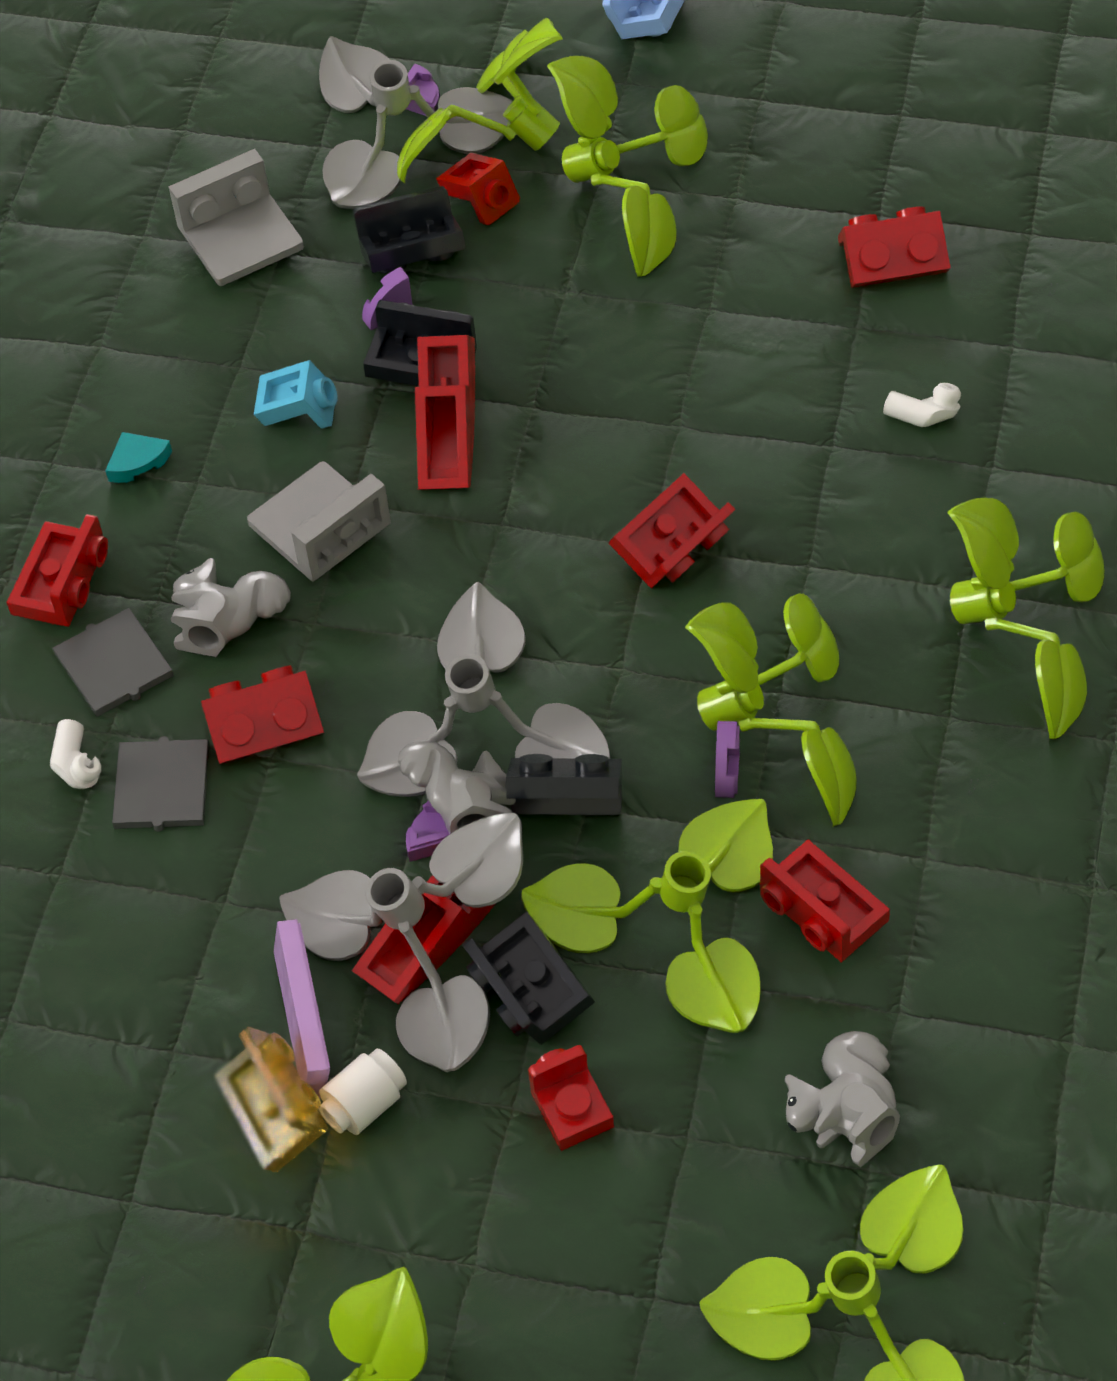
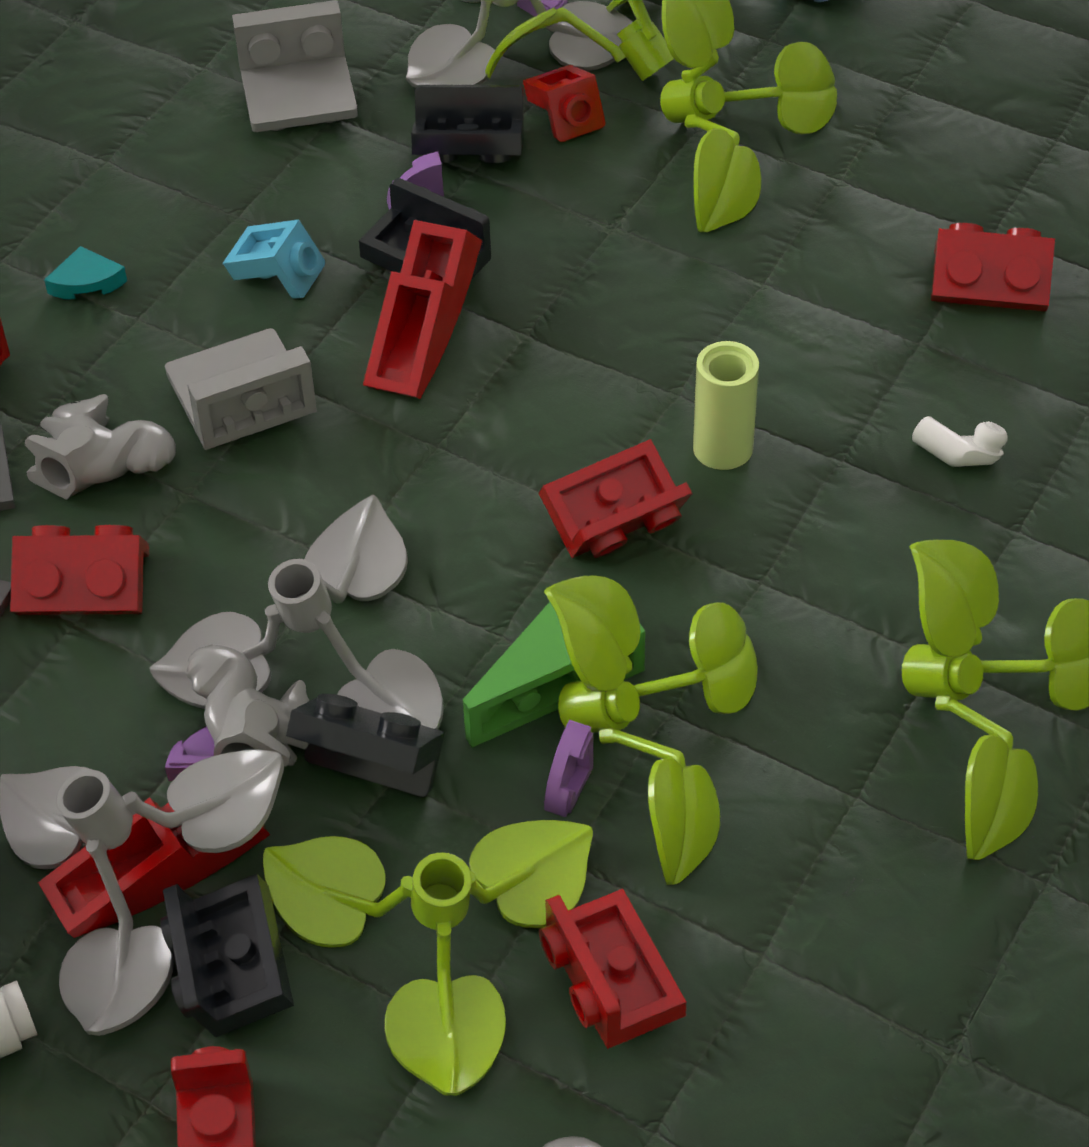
camera: 15 degrees right, 5 degrees down
(671, 685) = (527, 680): none -> bright green slope
(733, 428) = (725, 404): none -> yellowish green pin

